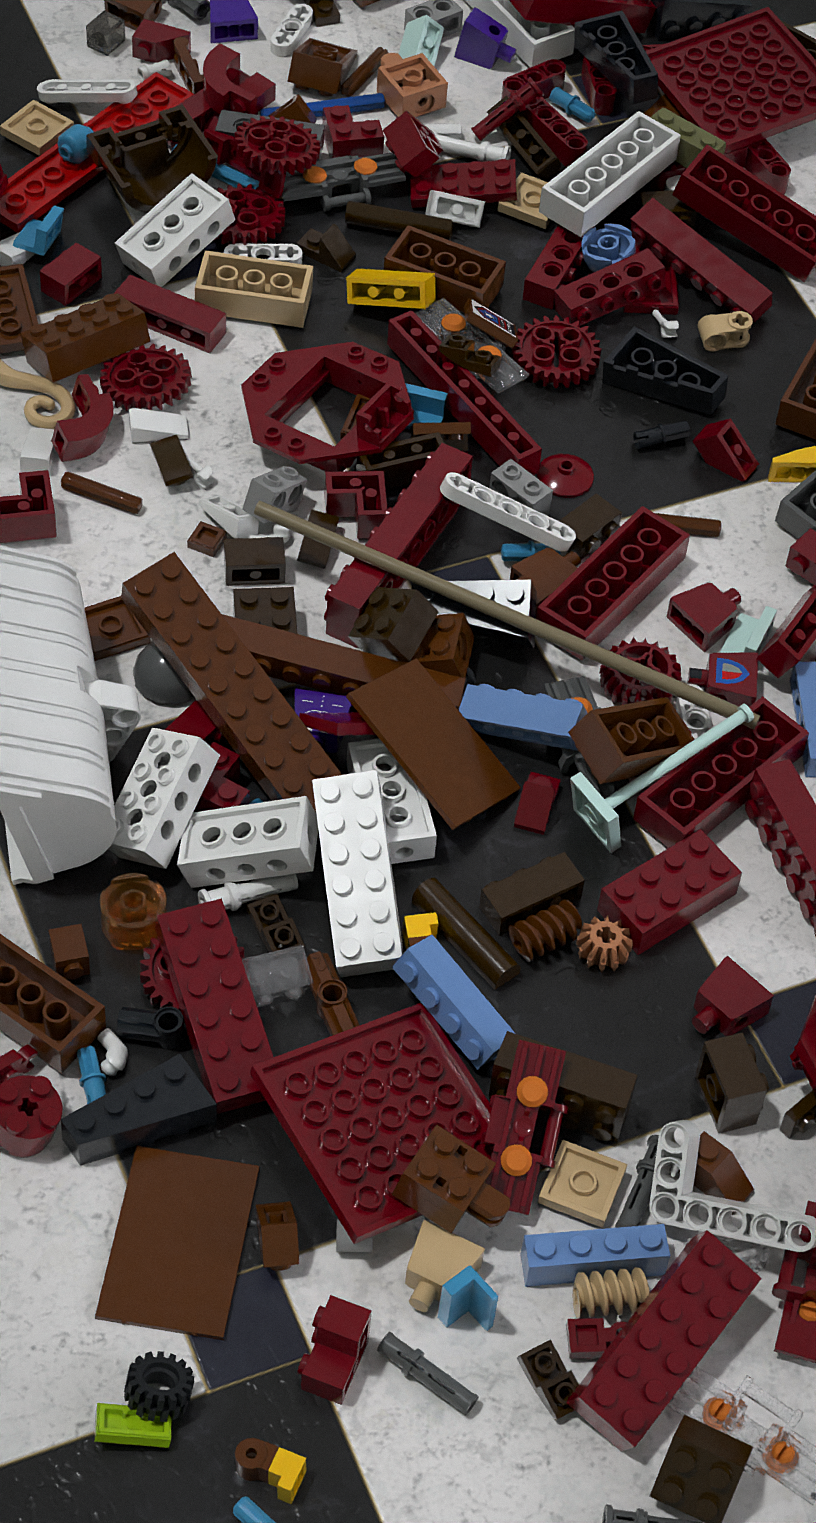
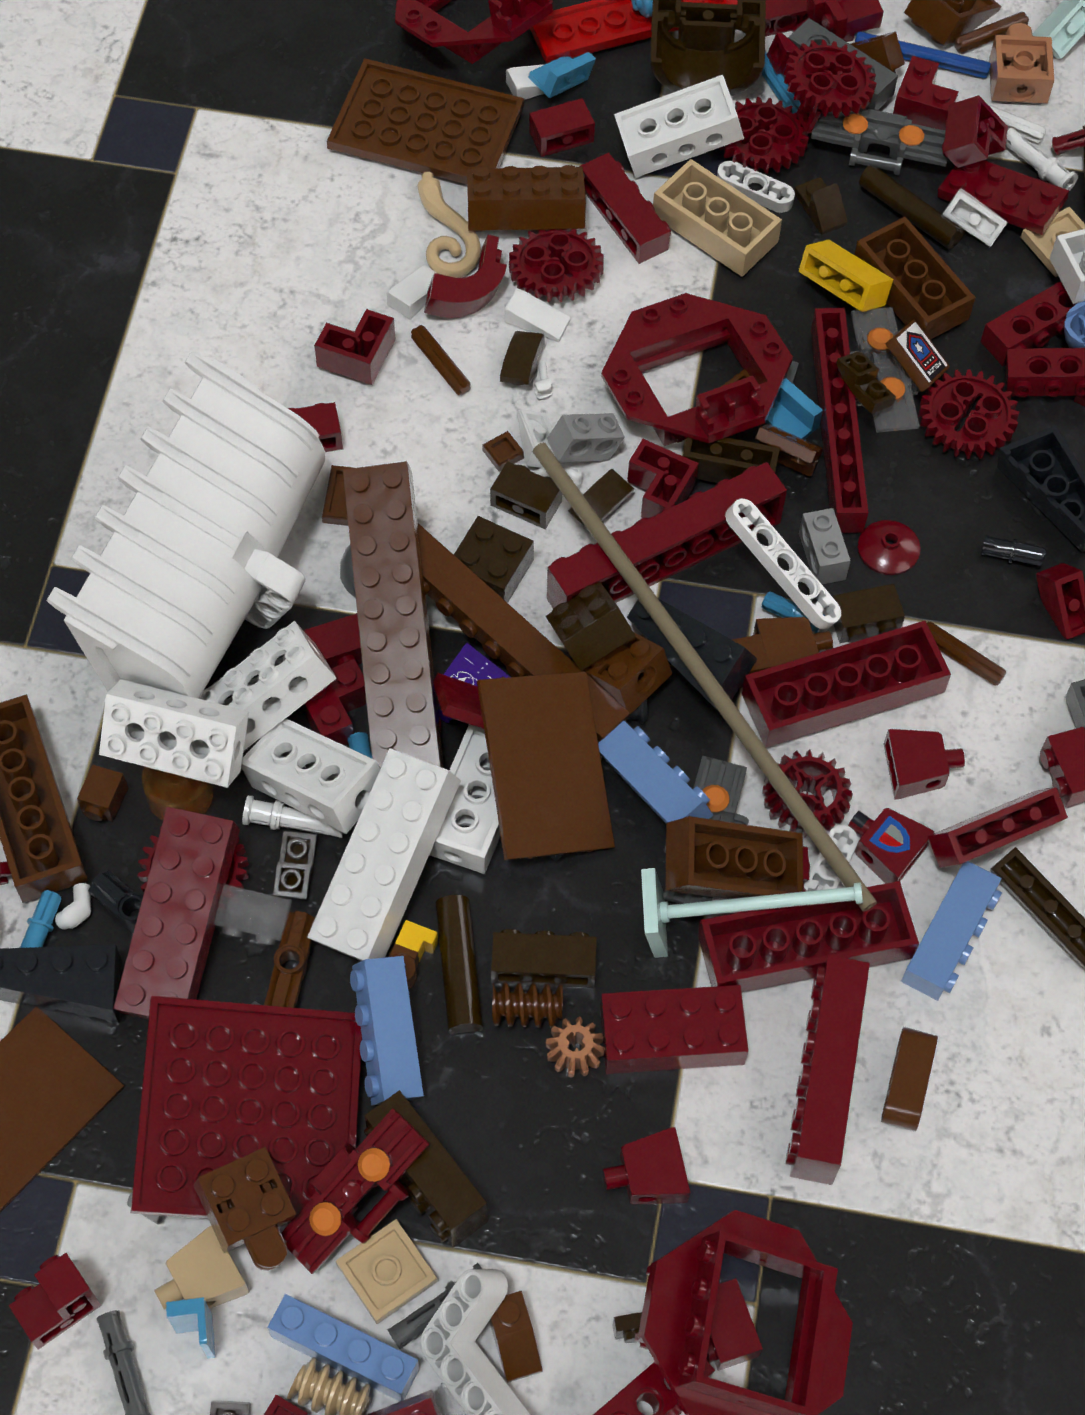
camera: 35 degrees right, 10 degrees up
(131, 874) = (173, 733): none -> white brick
(277, 1235) = (88, 1159): reddish brown slope -> none
(536, 802) = (617, 870): dark red slope -> none
(731, 1082) = (583, 1257): dark brown brick -> none
(750, 633) = (947, 806): light aqua panel -> none

